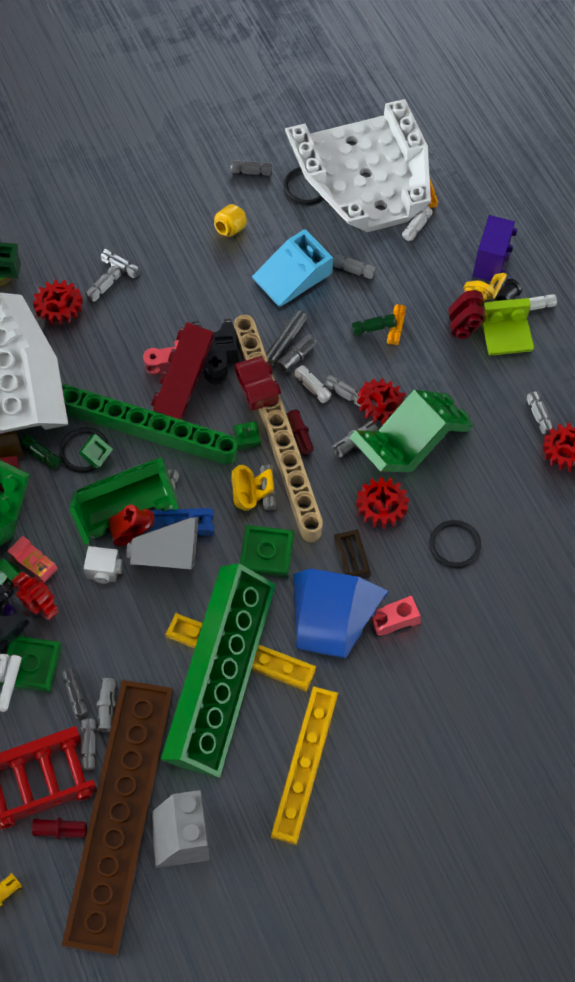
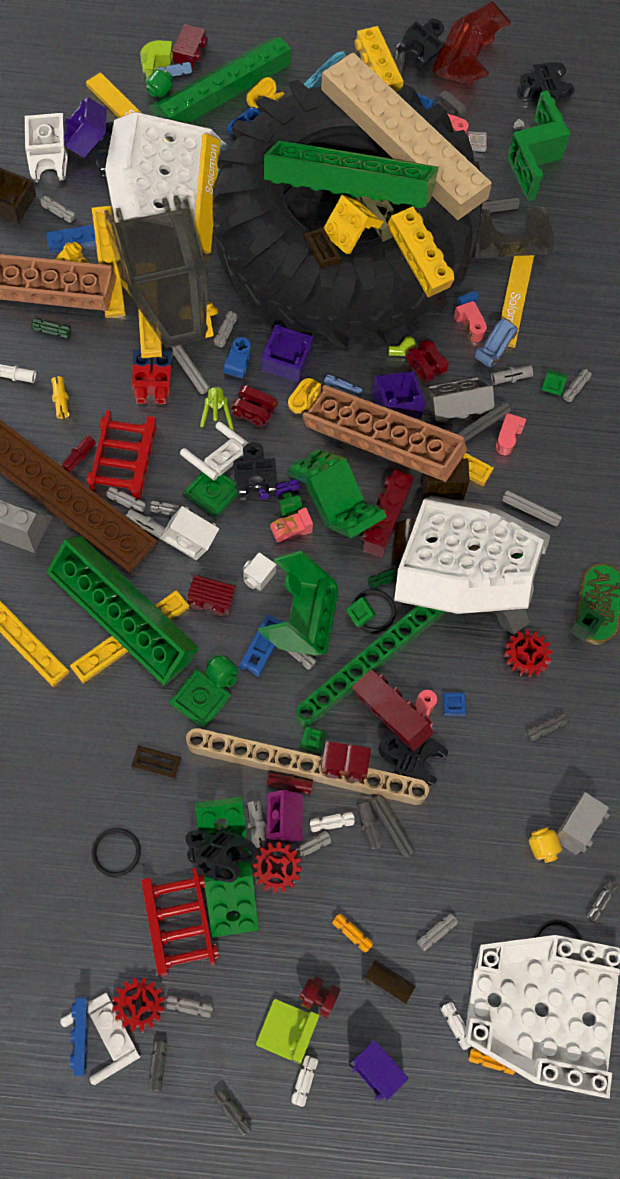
camera: 115 degrees right, 5 degrees up
(35, 596) = (256, 509): red gear -> none
(99, 642) = (189, 533): none -> white container
(103, 283) = (532, 701): light grey axle -> none
(129, 524) = (279, 605): red piece -> none
(141, 341) = (454, 704): none -> blue tile
(153, 594) = (211, 595): none -> dark red brick
(166, 547) = (238, 616): light grey slope -> none
(197, 196) = (582, 823): none -> light grey container
(228, 541) = (222, 671): none -> green head
(246, 487) = (261, 711): yellow bracket -> none
(269, 501) = (254, 730): light grey axle -> none
(294, 268) = (459, 870): medium azure slope -> none
(332, 610) = (113, 714): blue wedge -> none
(335, 416) = (284, 816): none -> magenta brick
(374, 324) = (360, 909): dark green axle -> none
(393, 499) = (175, 805): red gear -> none
(396, 616) = (81, 762): coral leg -> none
(412, 431) = (219, 853): none -> black piece
(418, 278) = (389, 983): none -> dark brown brick
(486, 289) = (340, 1029): yellow bracket -> none
(487, 475) = (156, 914): none -> red fence
(509, 290) = (328, 1059): black bush -> none

